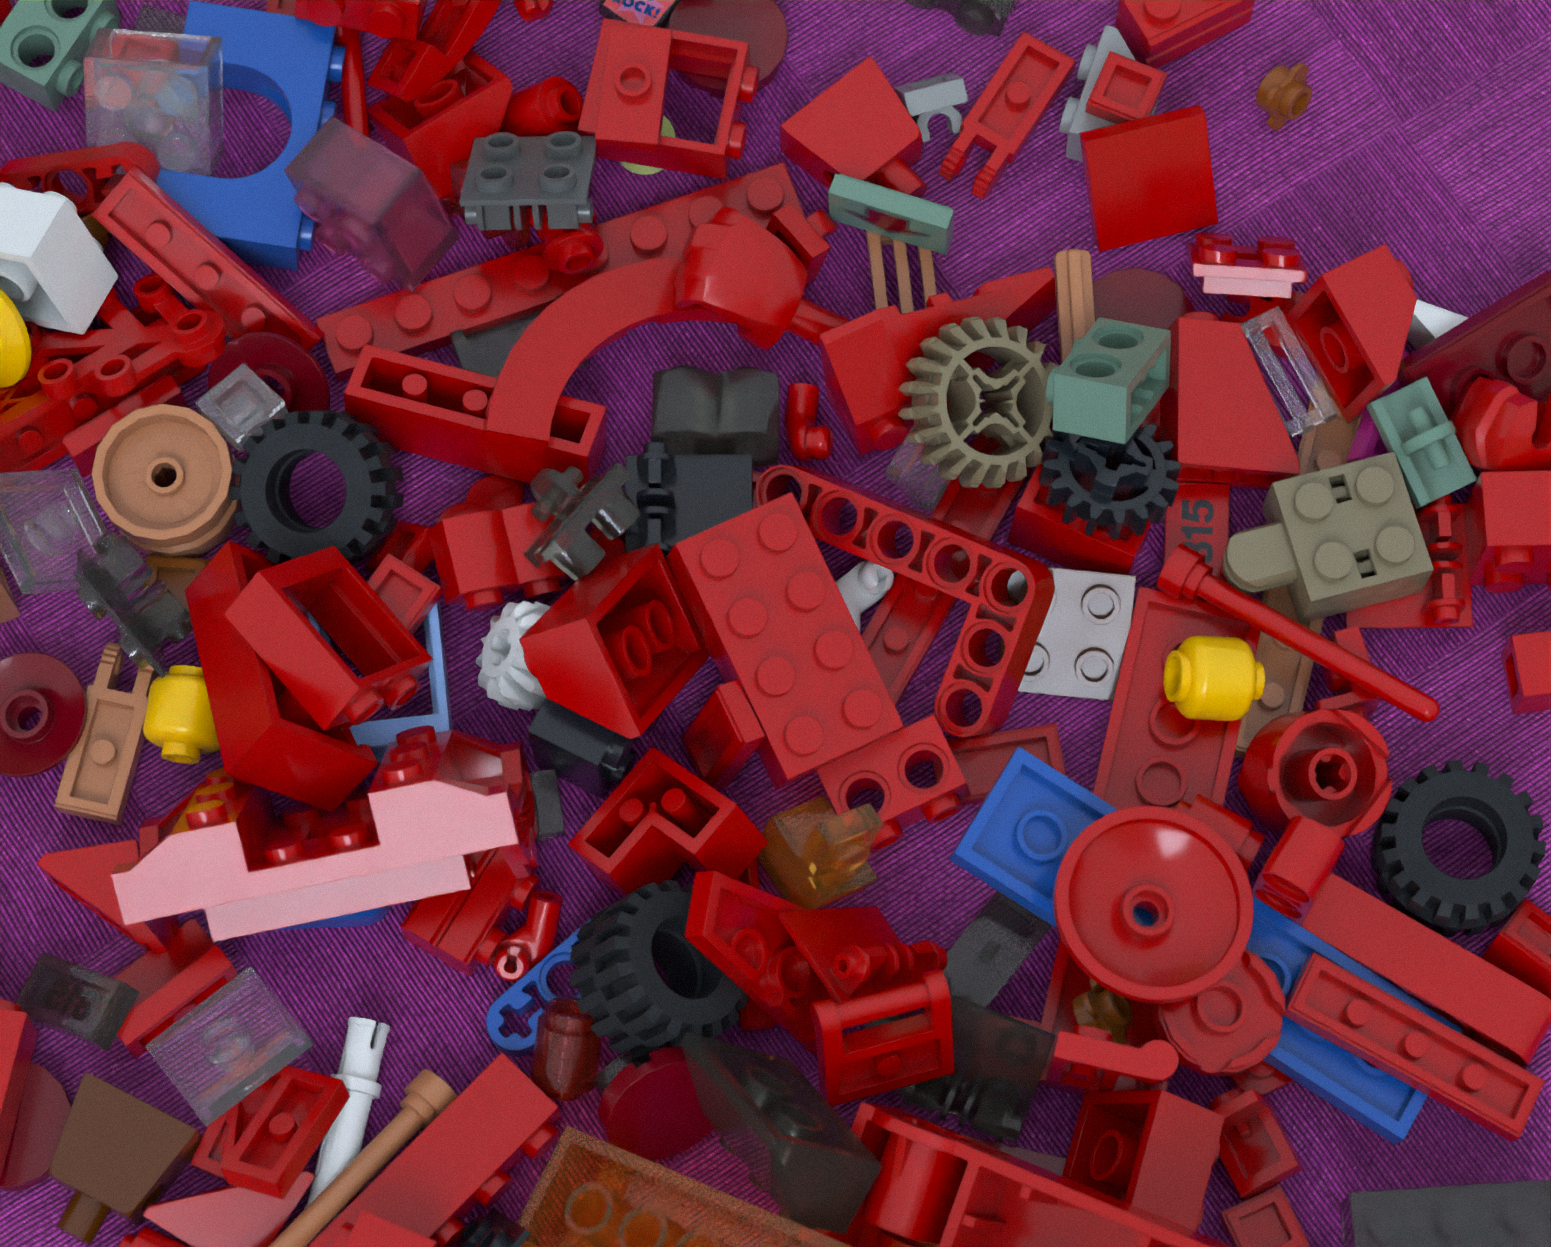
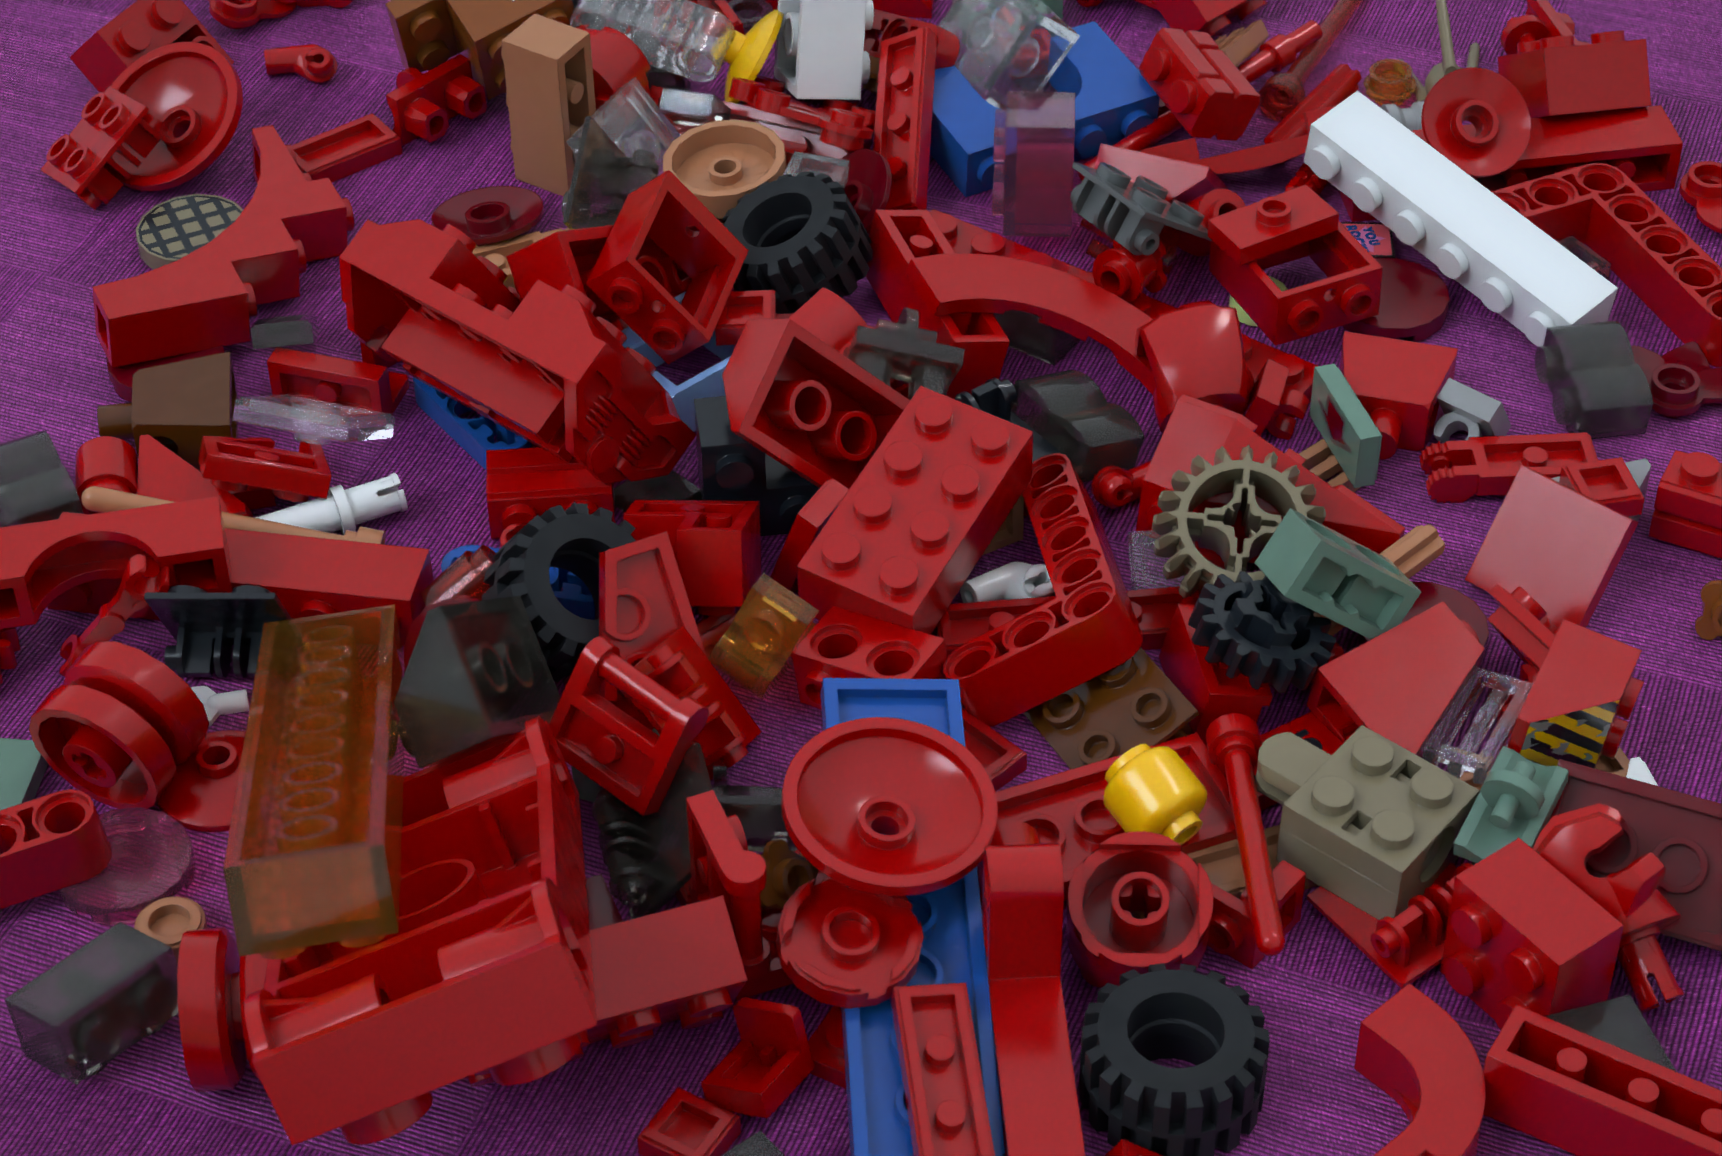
camera: 55 degrees right, 30 degrees down
(41, 440) = (692, 107): none -> clear smoke tile

